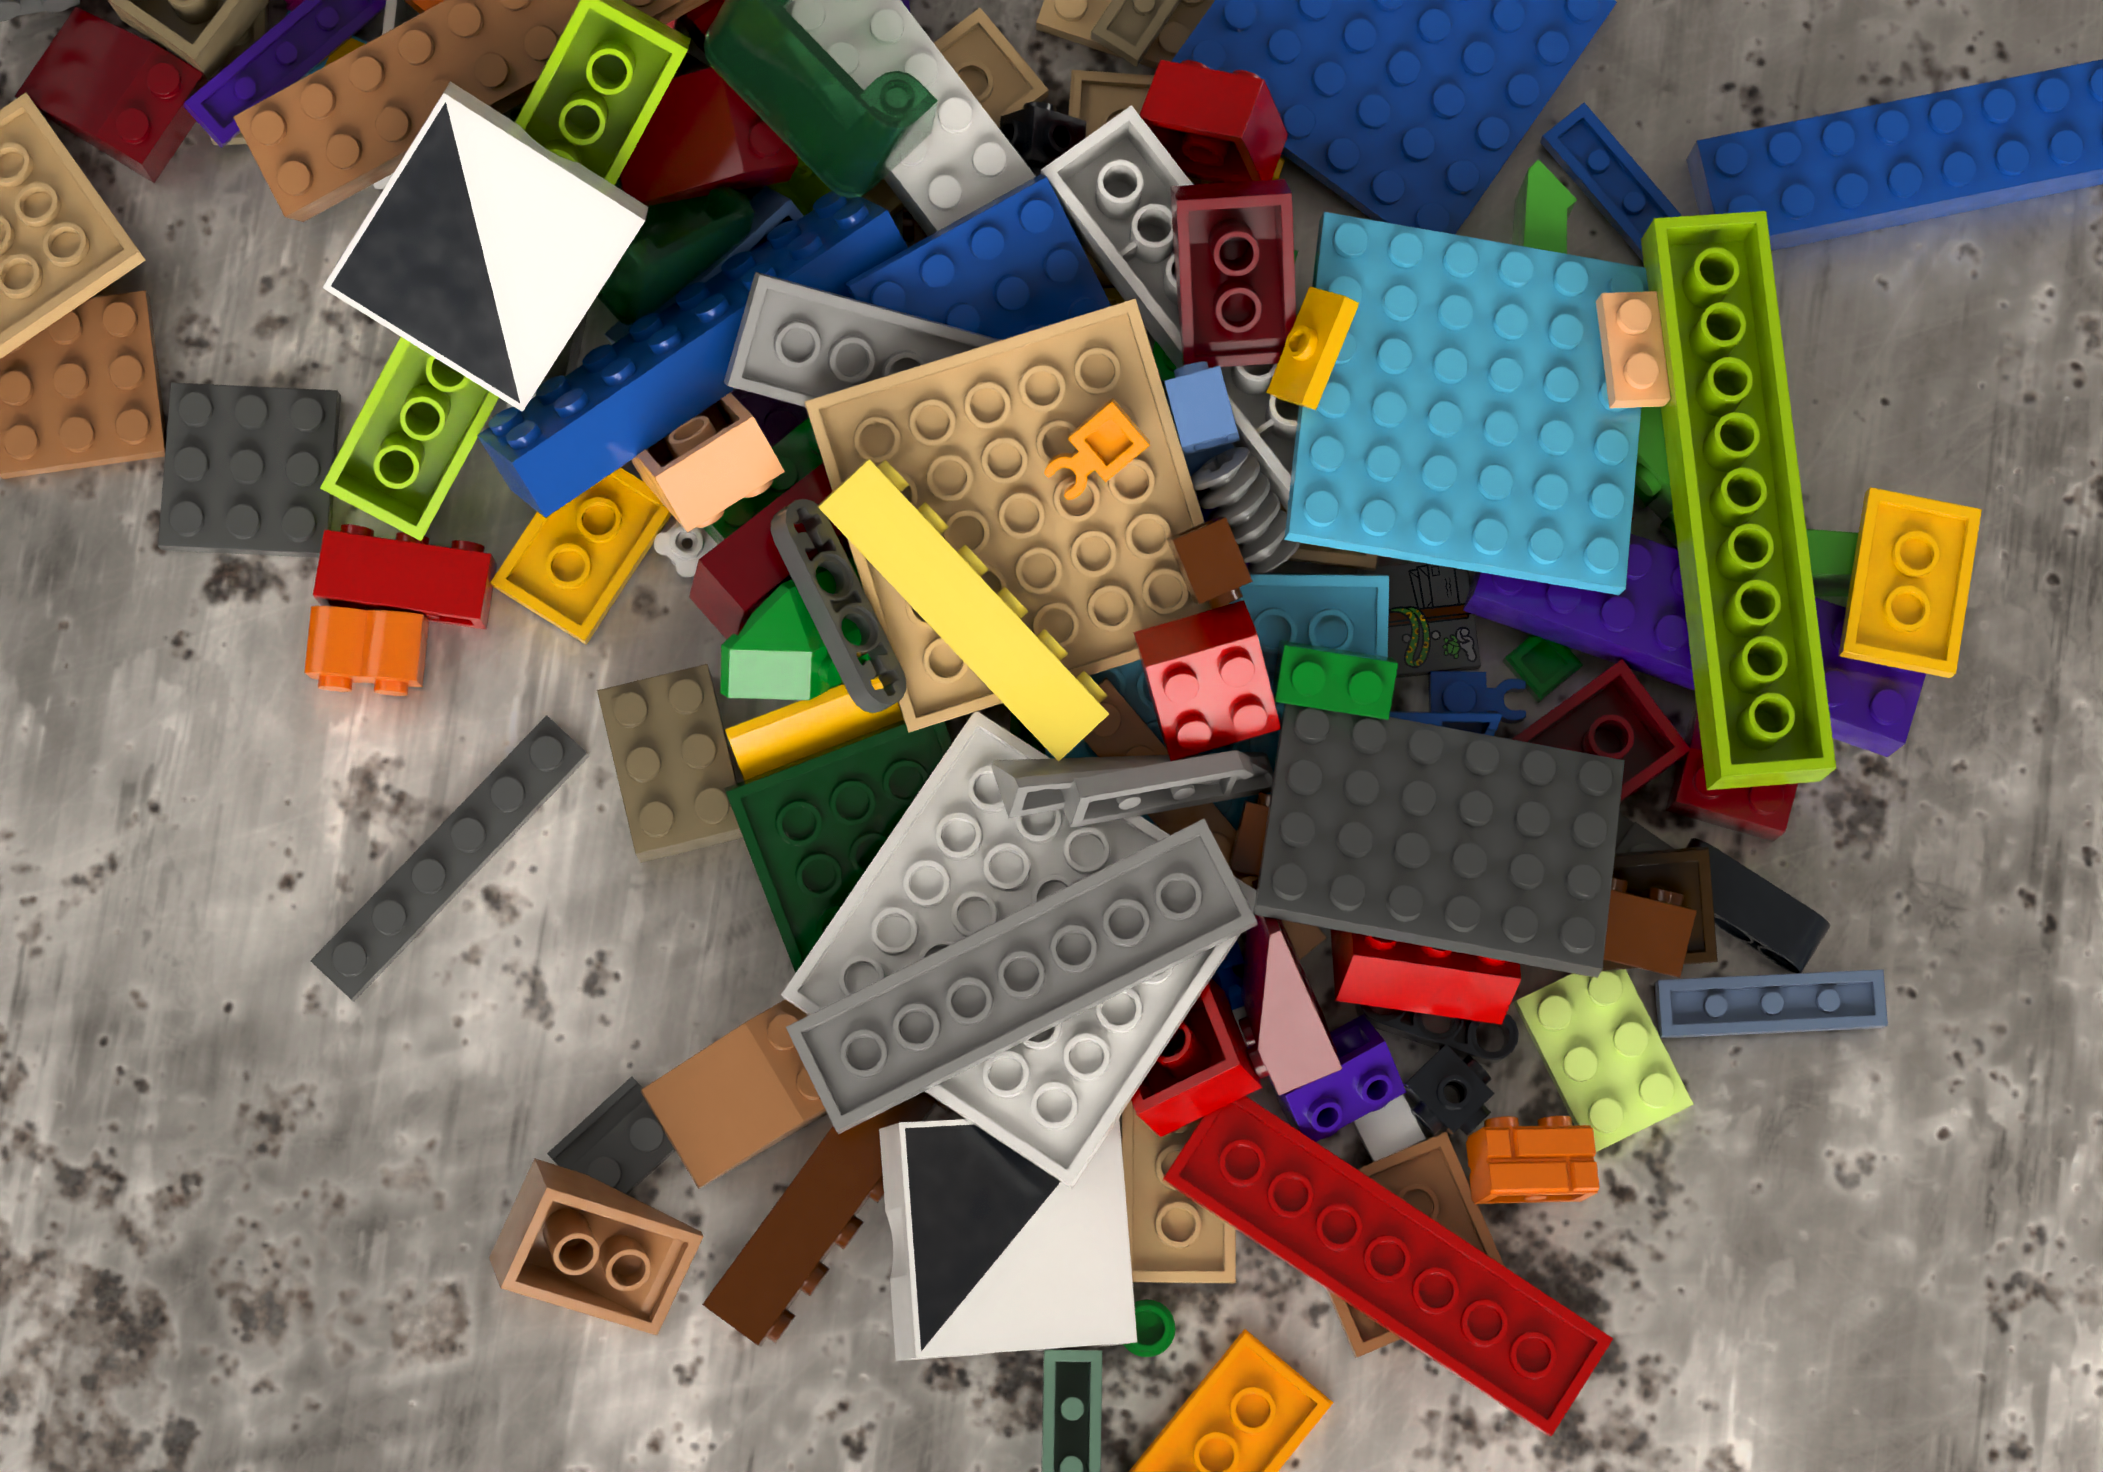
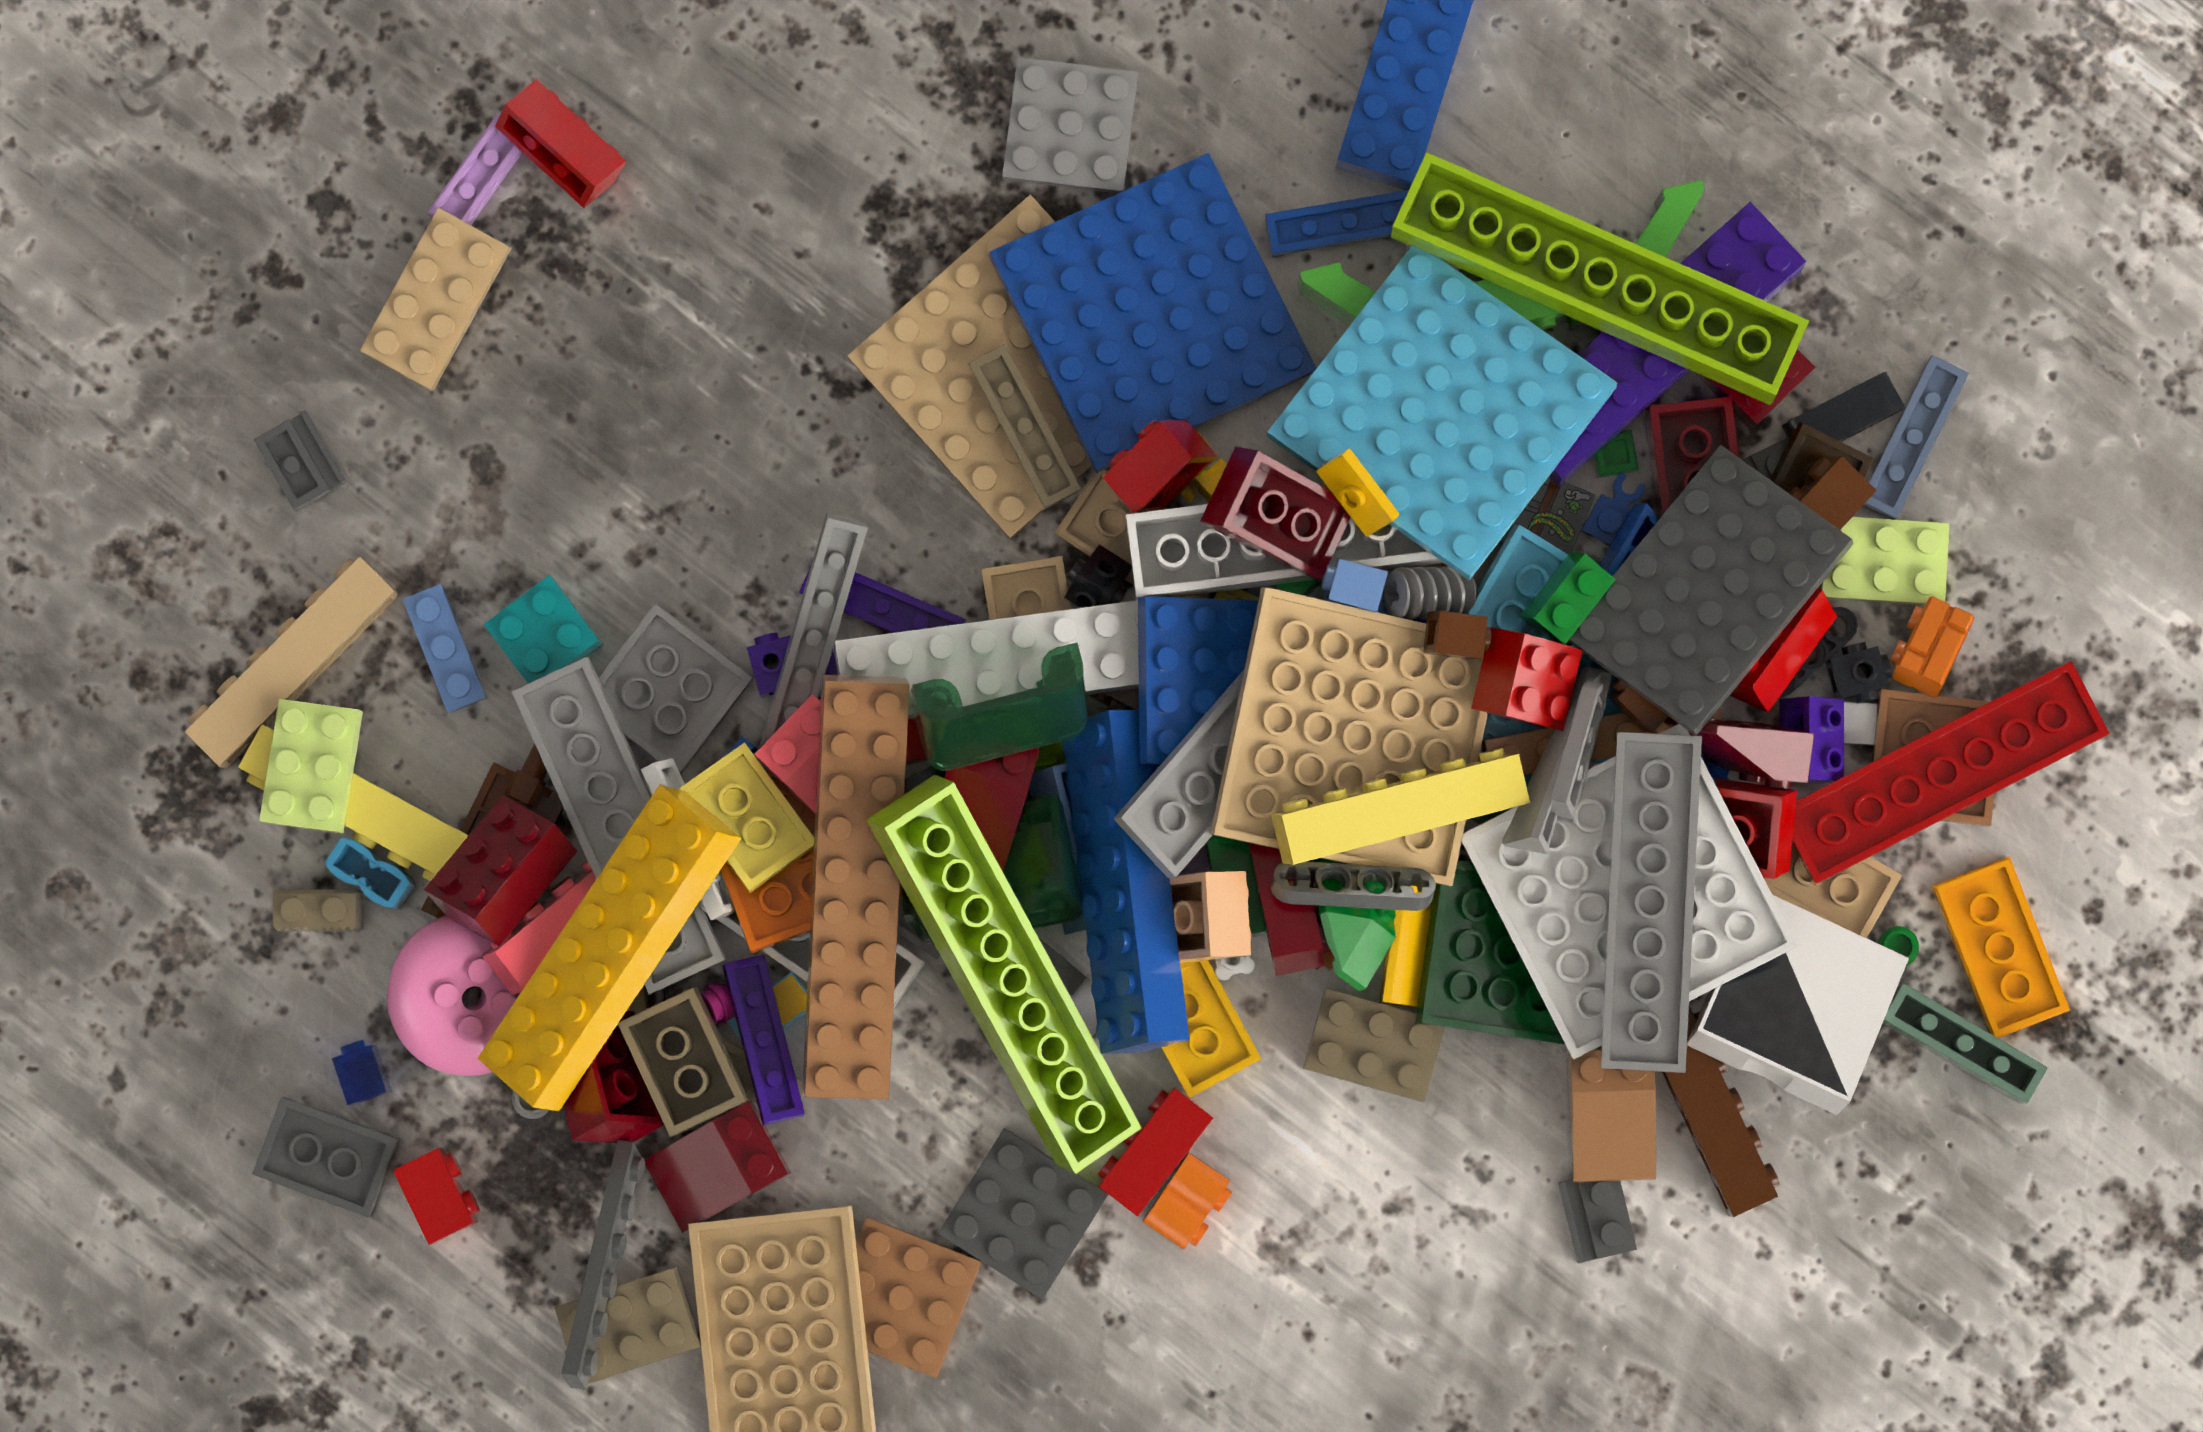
camera: 50 degrees left, 5 degrees up
(449, 858) = (1352, 1222): dark grey plate -> none
(486, 247) = (1002, 981): tile -> none
(592, 1249) = (1657, 1268): medium nougat slope -> none
(1103, 444) = (1347, 661): light orange plate -> none
(1633, 349) = (1466, 287): light nougat plate -> none
(1910, 582) = (1709, 199): yellow plate -> none

